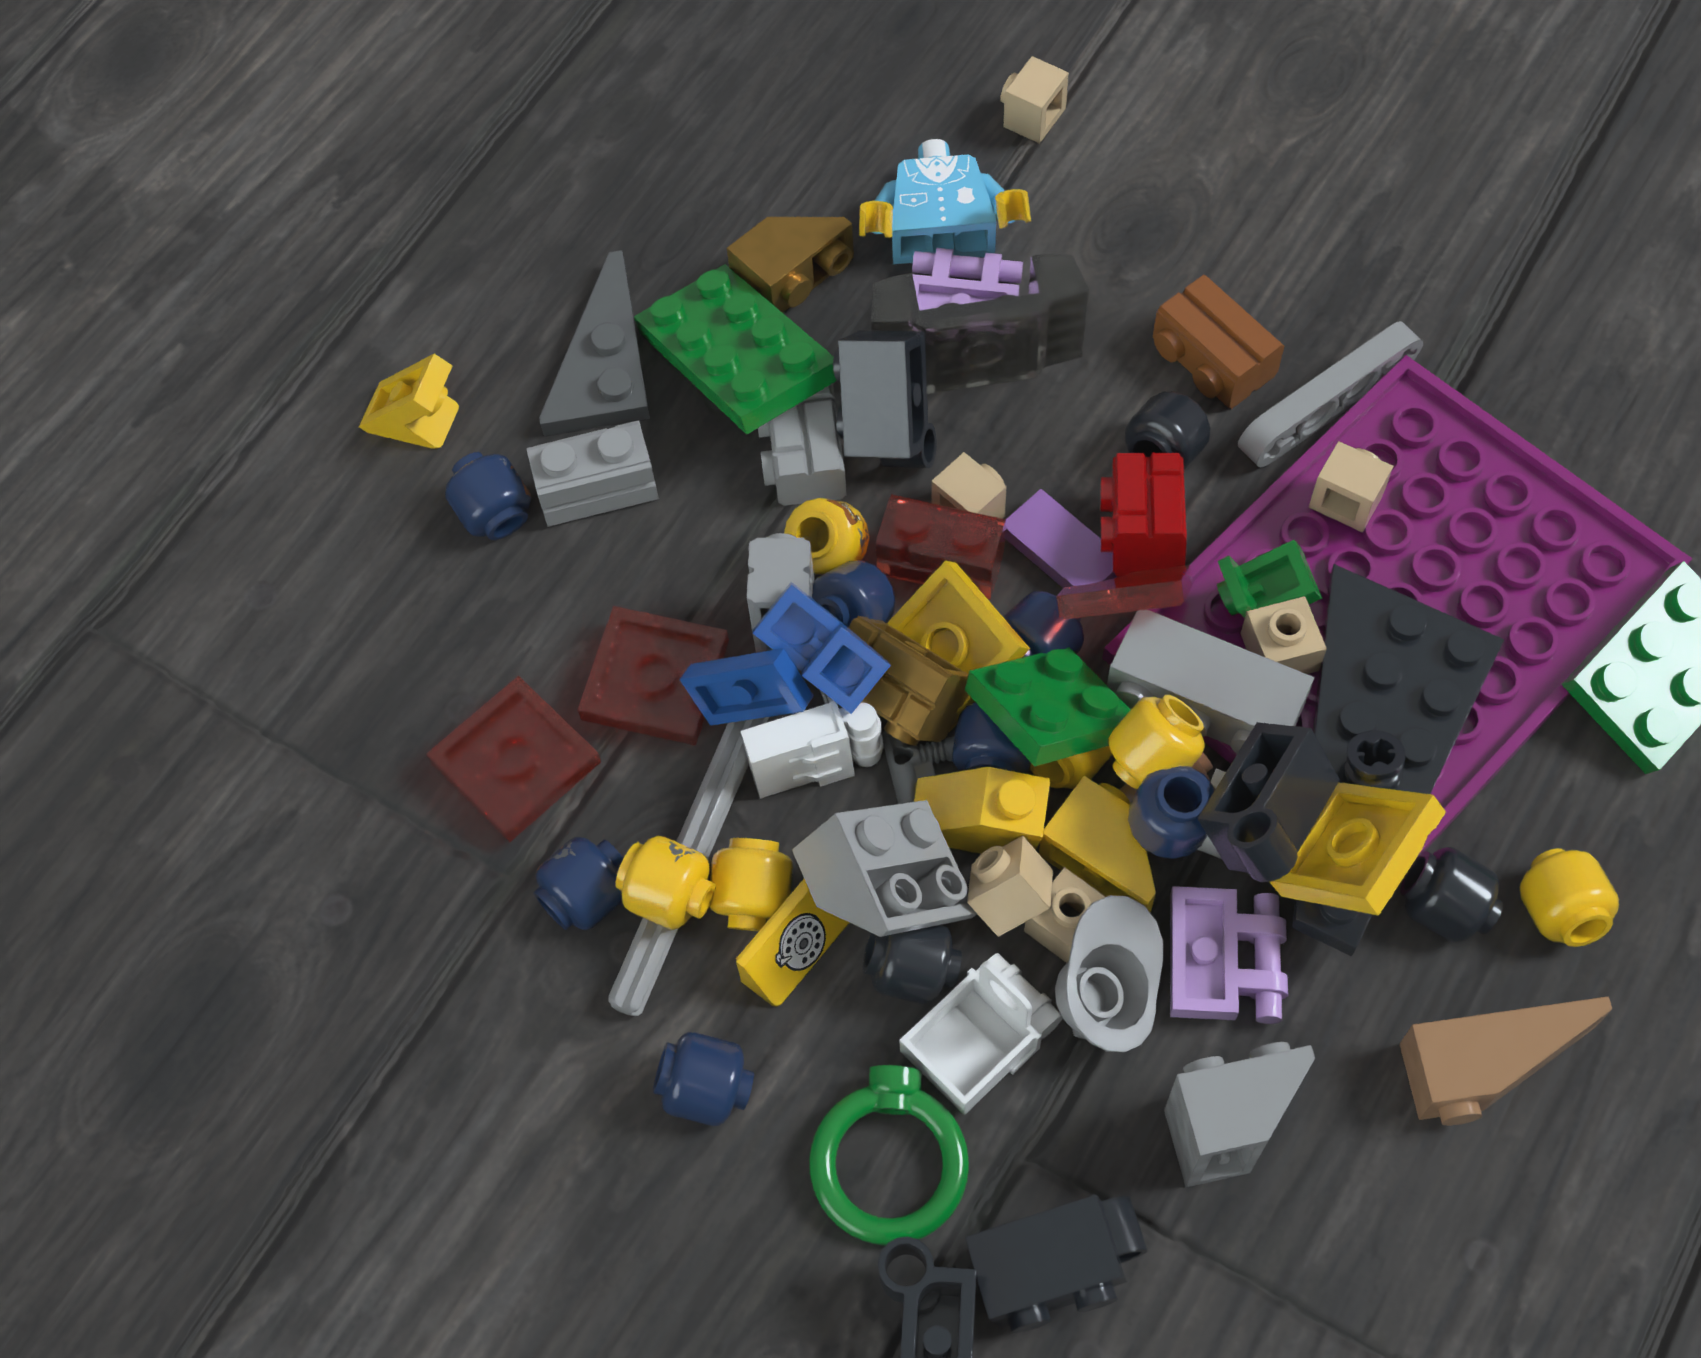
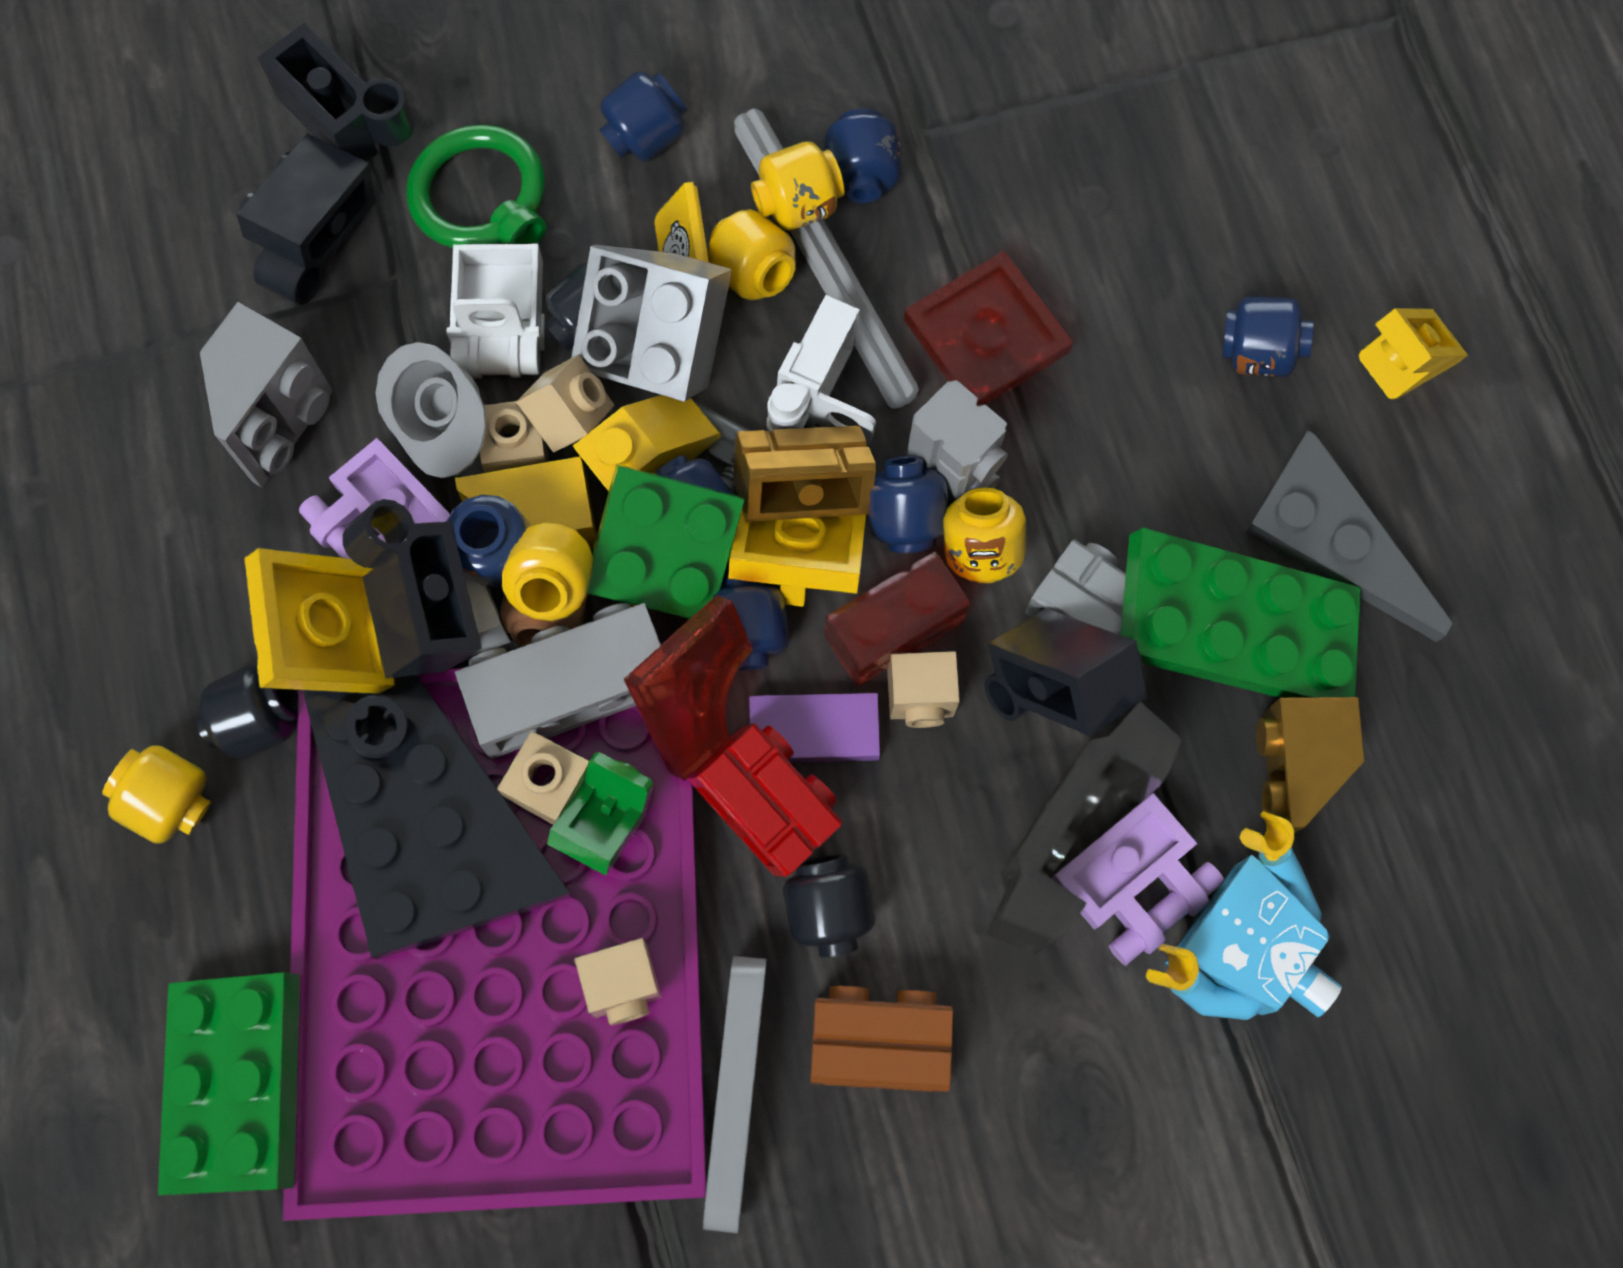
camera: 125 degrees right, 10 degrees up
(514, 758) = (1008, 189): clear red plate -> none
(592, 473) = (1216, 422): light grey brick -> none
(747, 687) = (881, 354): blue plate -> none
(821, 647) = (846, 405): blue slope -> none
(1034, 99) = (1311, 1156): tan plate -> none
(1475, 1060) = (120, 618): medium nougat slope -> none

